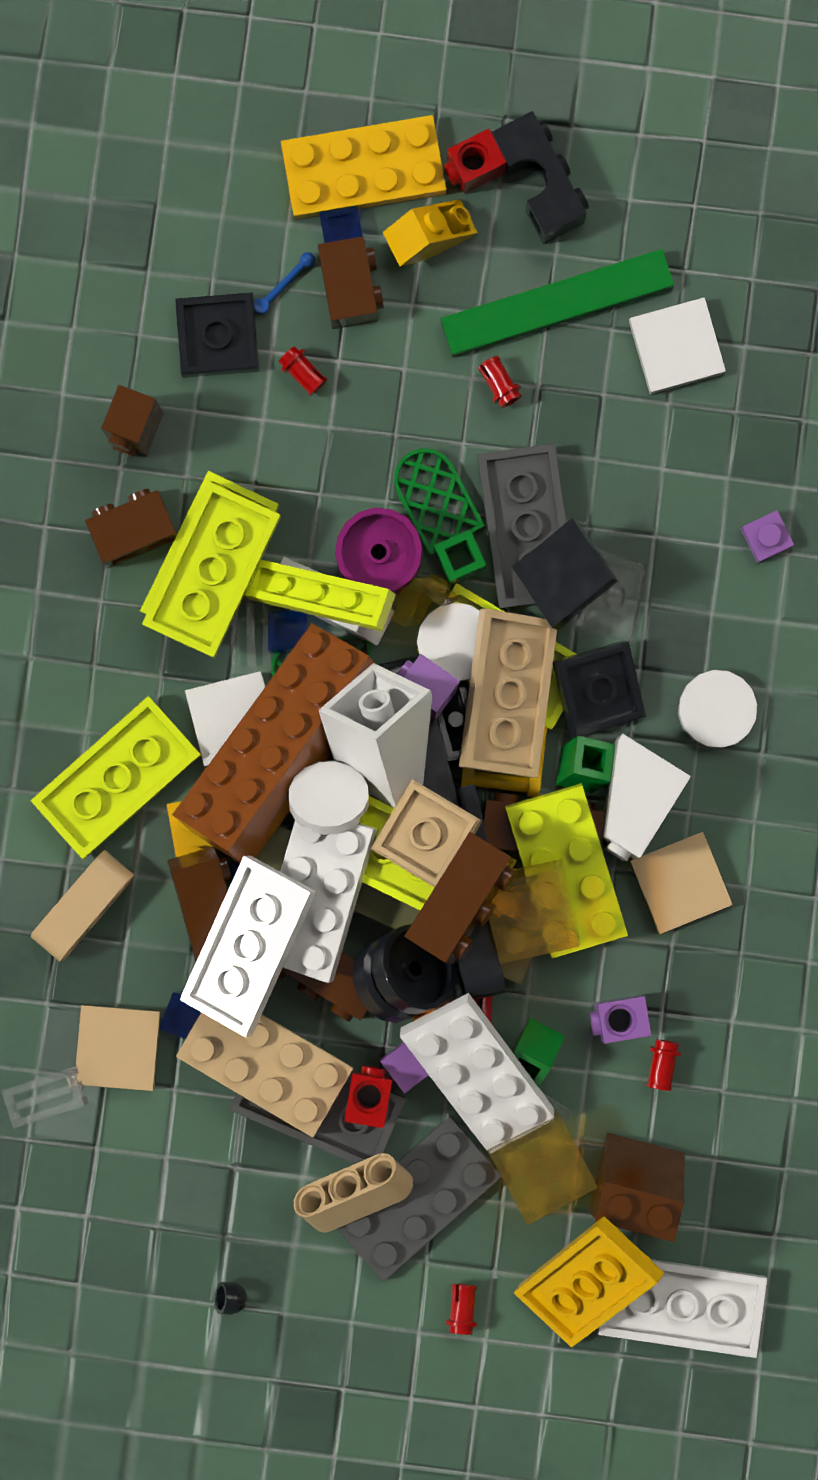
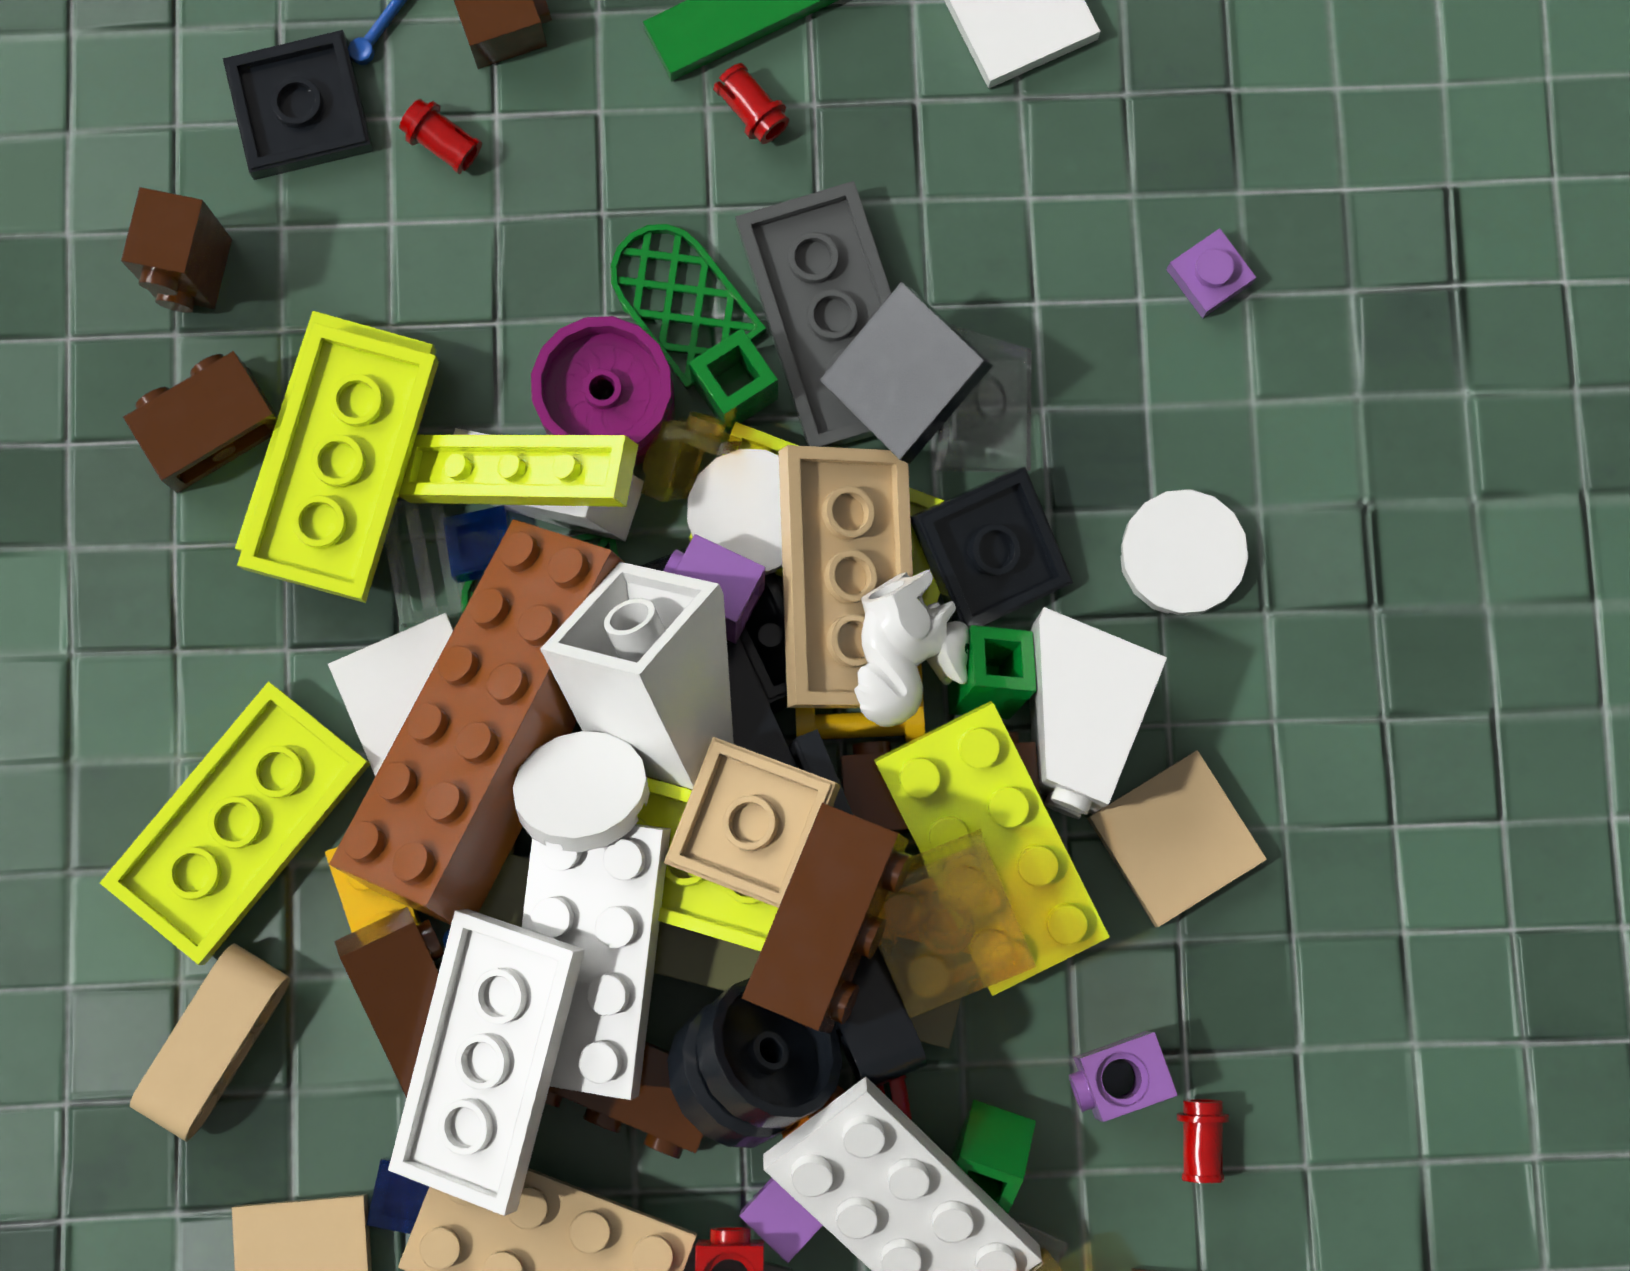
camera: 15 degrees left, 5 degrees down
(533, 735) = (897, 638): none -> white animal

